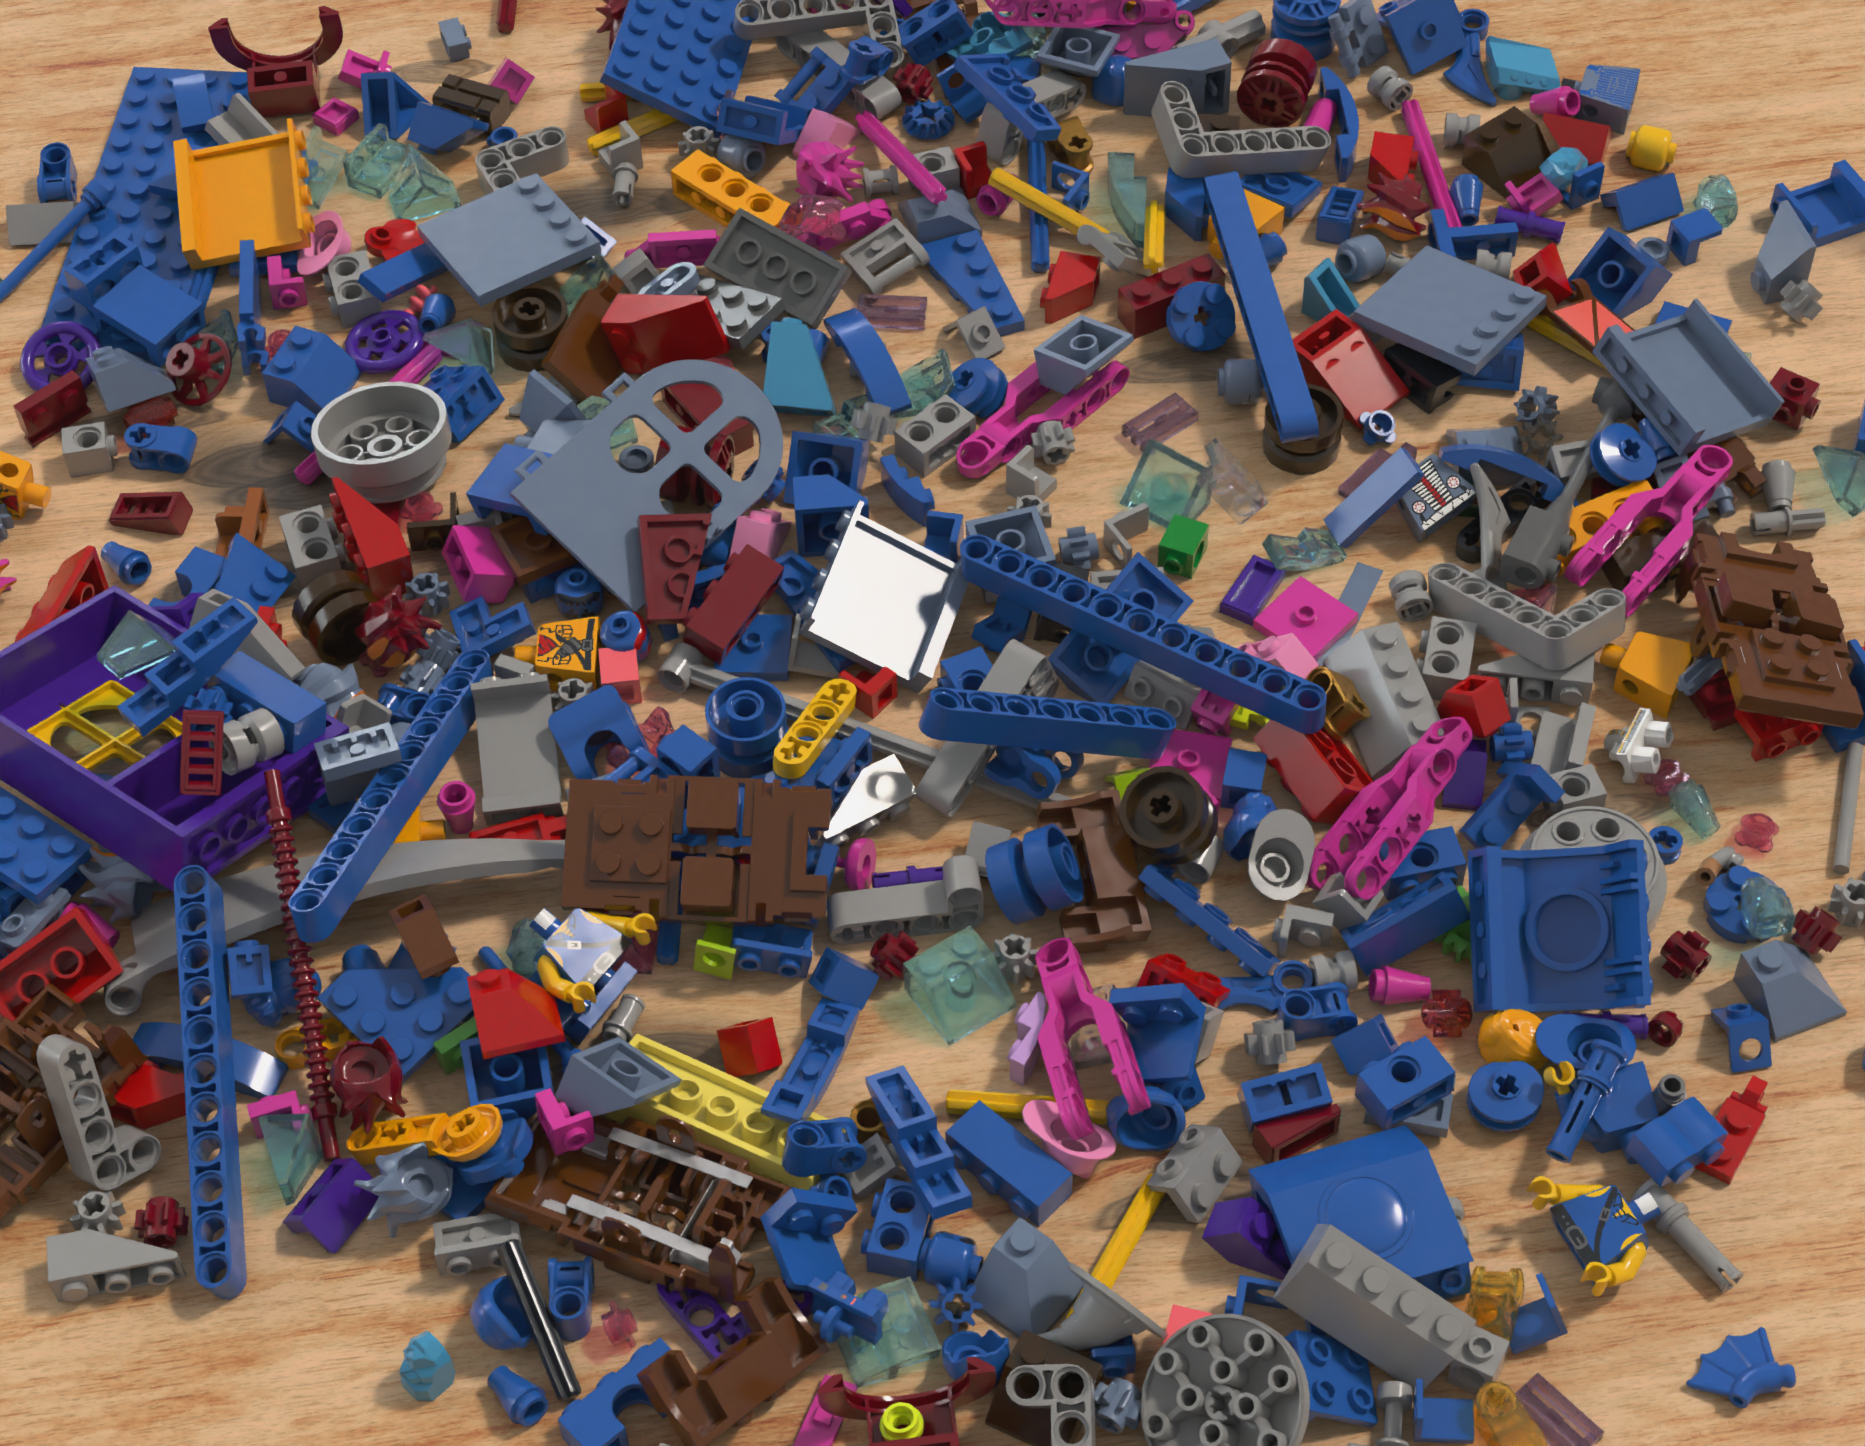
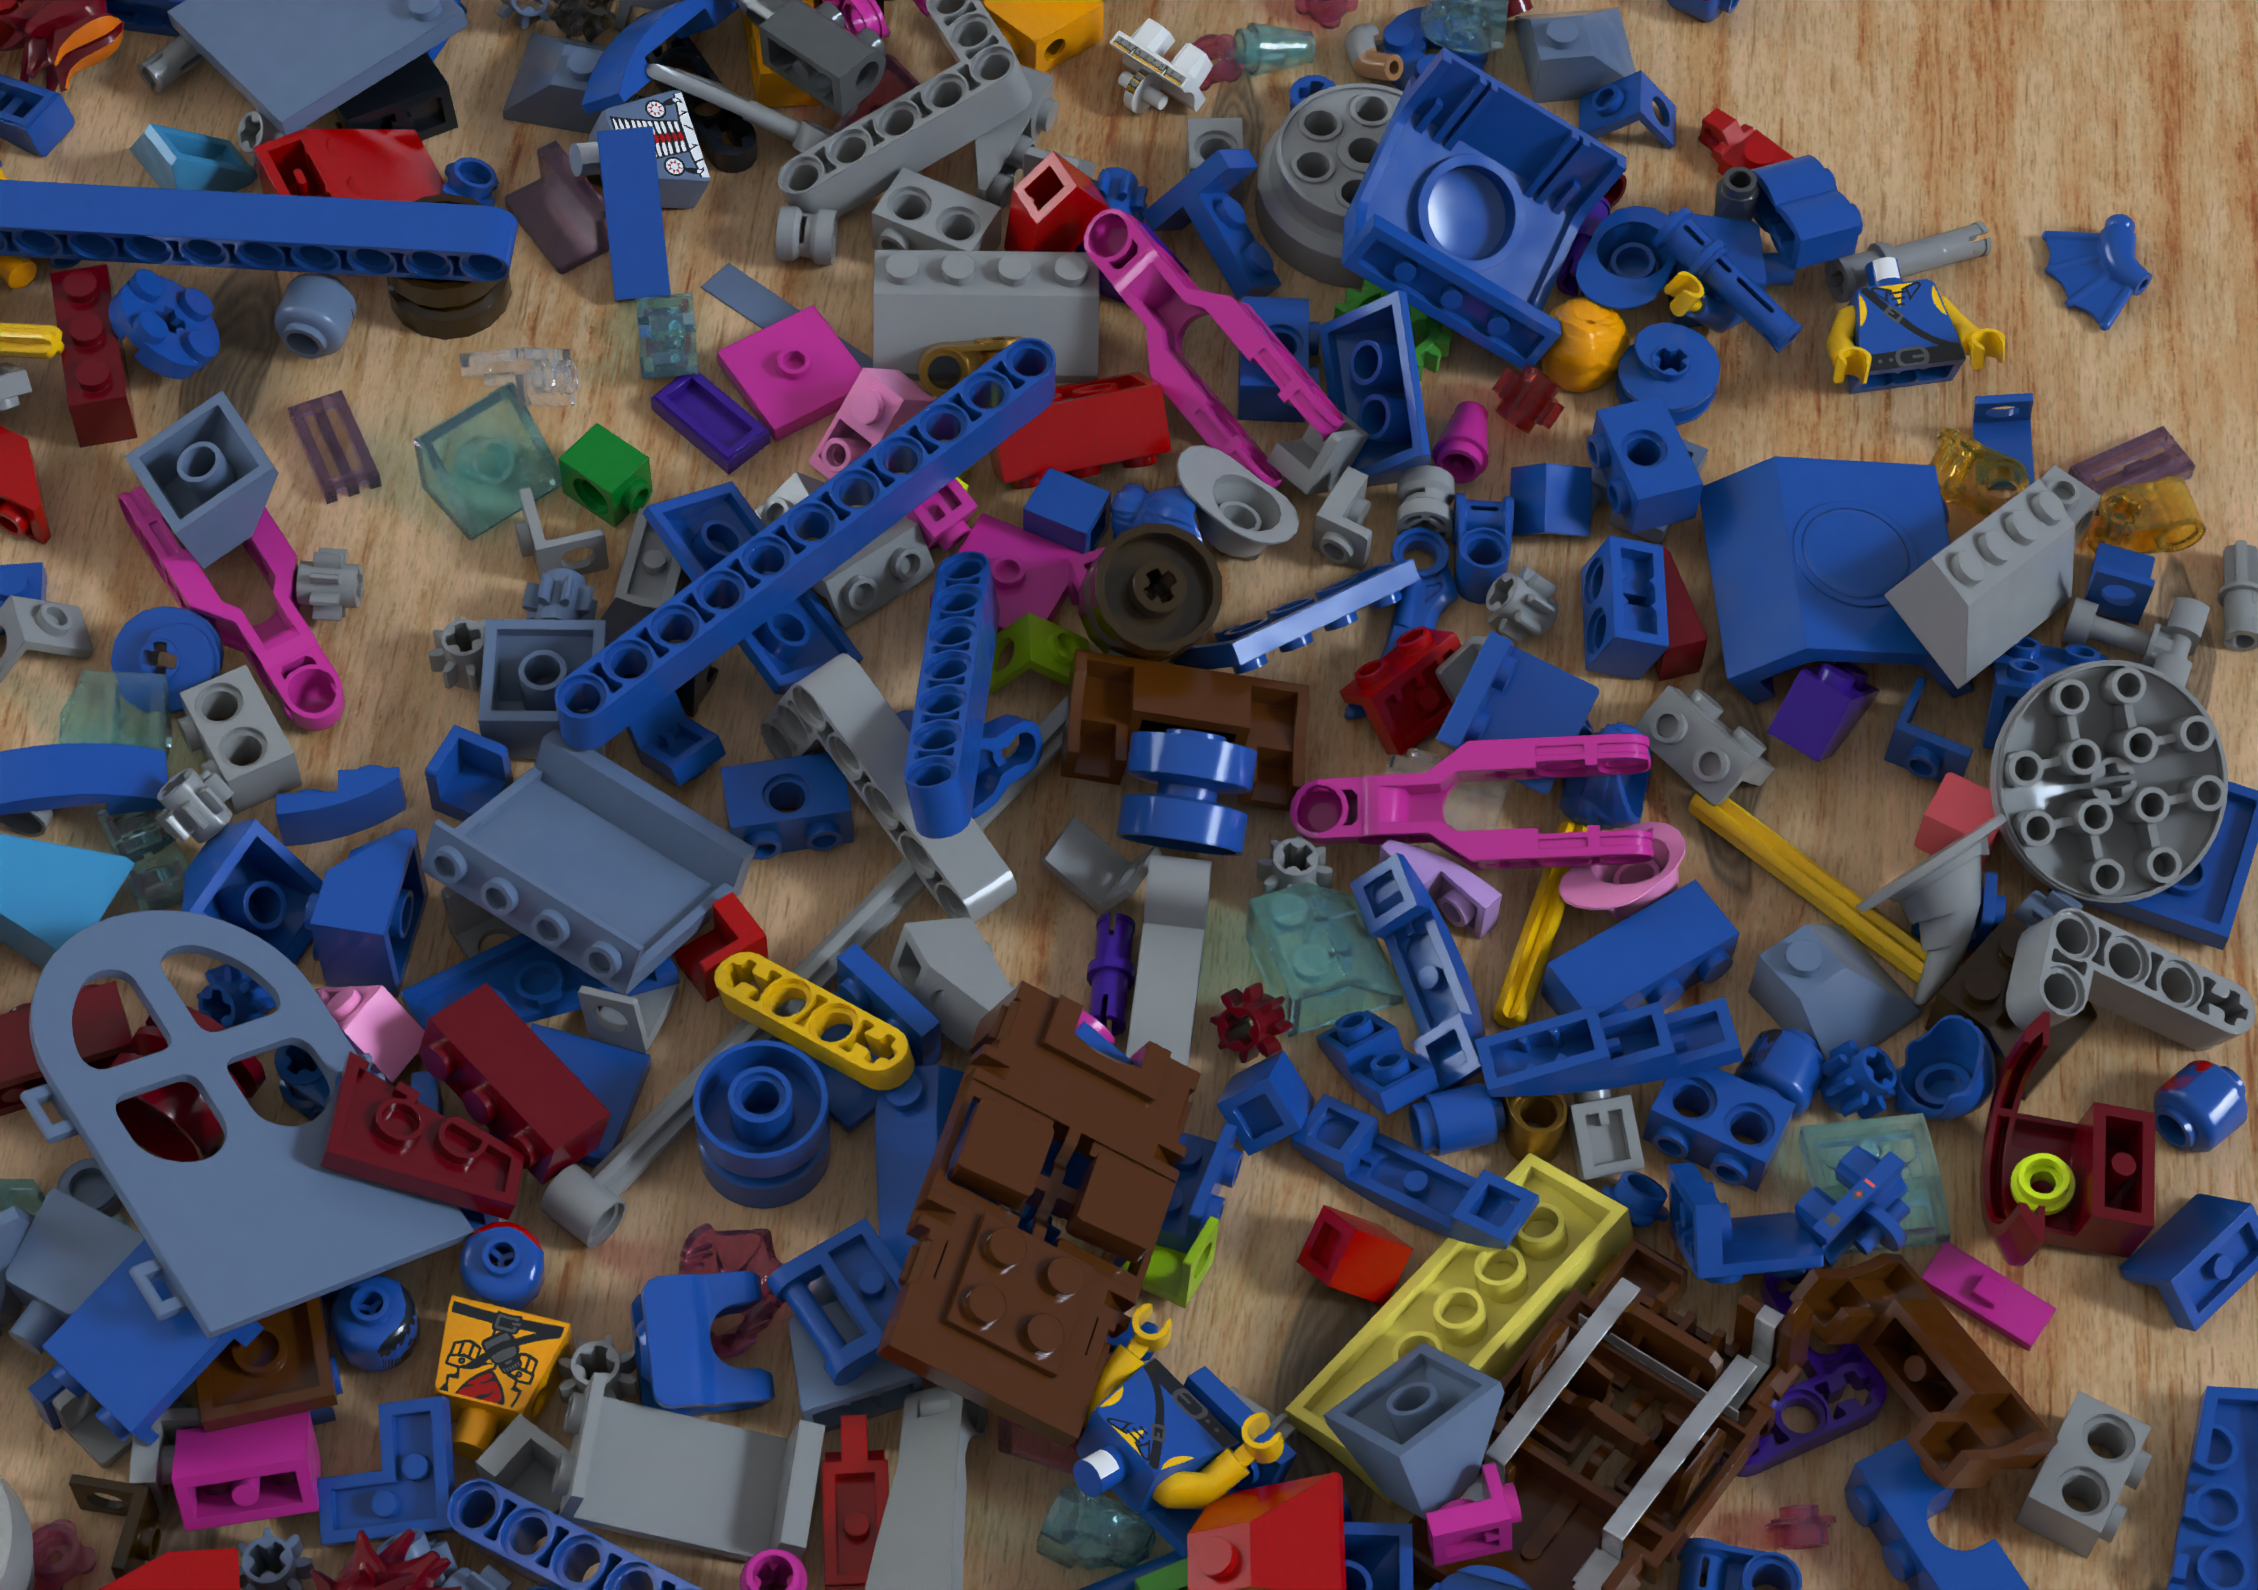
camera: 80 degrees left, 5 degrees up
(621, 672) = (574, 1292): coral panel -> none
(688, 755) = (820, 1205): blue brick -> none
(820, 1145) = (1590, 1180): blue piece -> none
(850, 1075) = (1456, 1120): none -> blue brick
(891, 1032) = (1374, 1061): none -> blue slope
(999, 1016) = (1428, 968): none -> blue slope
(1026, 479) = (389, 639): light grey panel -> none
(1360, 258) = (127, 102): sand blue head -> none
(1562, 740) = (1128, 138): light grey panel -> none

